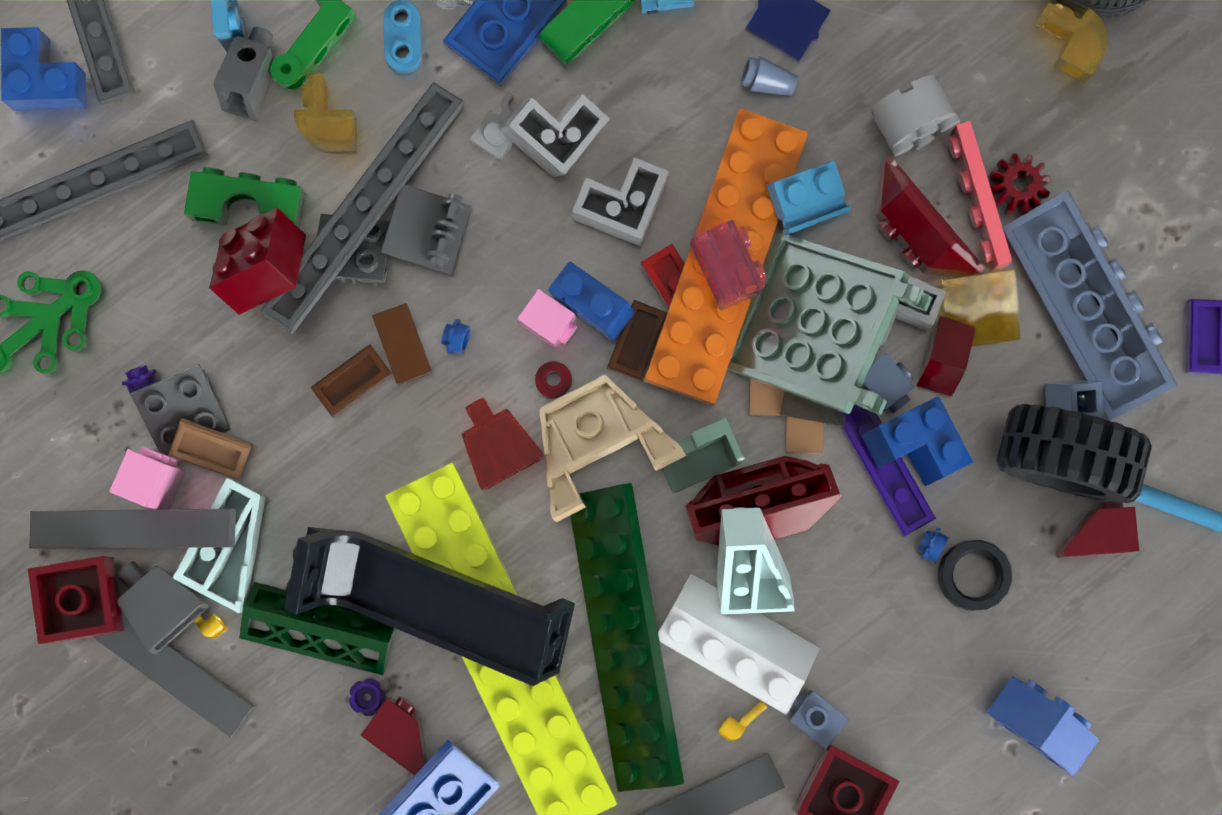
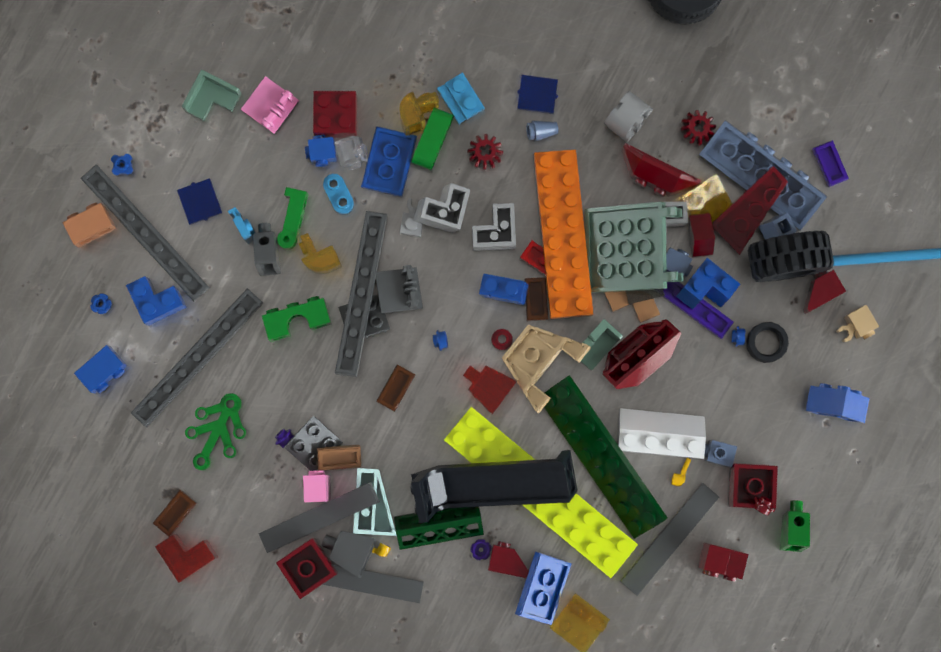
camera: 30 degrees left, 0 degrees up
(257, 261) = (320, 347): dark red brick -> none
(402, 344) = (413, 356): reddish brown tile -> none
(548, 319) = (485, 309): bright pink brick -> none
(665, 60) = (476, 151): none -> dark red gear
(727, 264) = (567, 238): clear pink brick -> none
(749, 566) = (650, 391): light aqua wedge -> none
(808, 197) = (592, 184): dark azure plate -> none
(983, 209) = (674, 136): coral plate -> none
(1034, 354) = (744, 215): none -> dark red wing
(1084, 40) = (698, 38): clear yellow brick -> none
(1138, 613) = (860, 323): none -> tan brick

